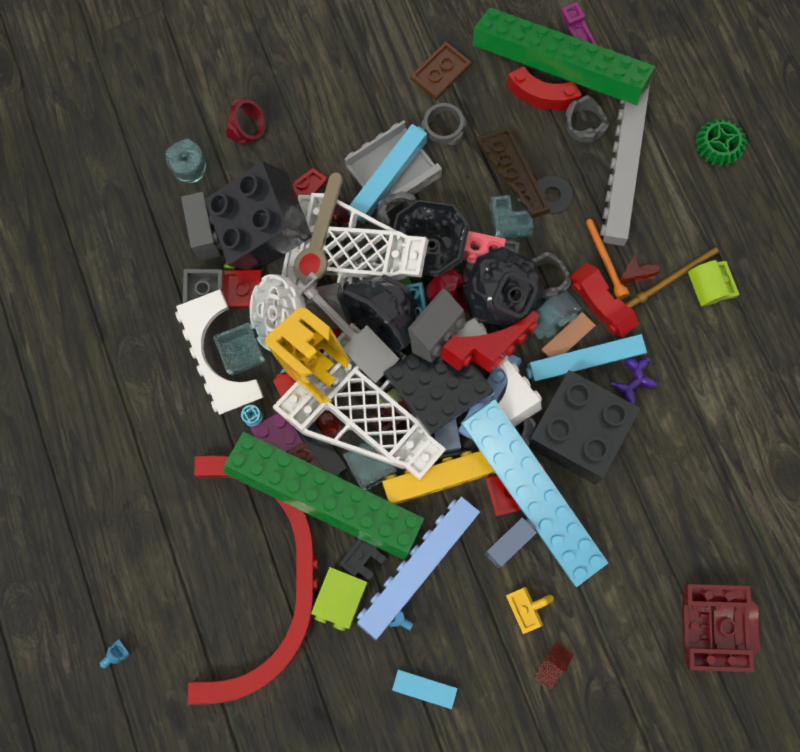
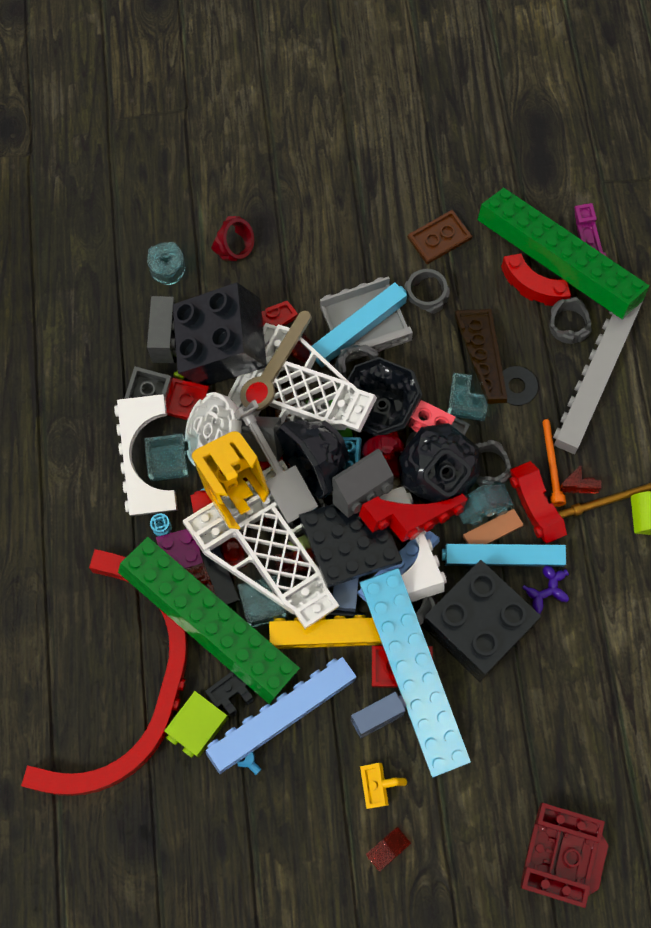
camera: 10 degrees right, 5 degrees down
(424, 689) = (254, 836): medium azure tile -> none

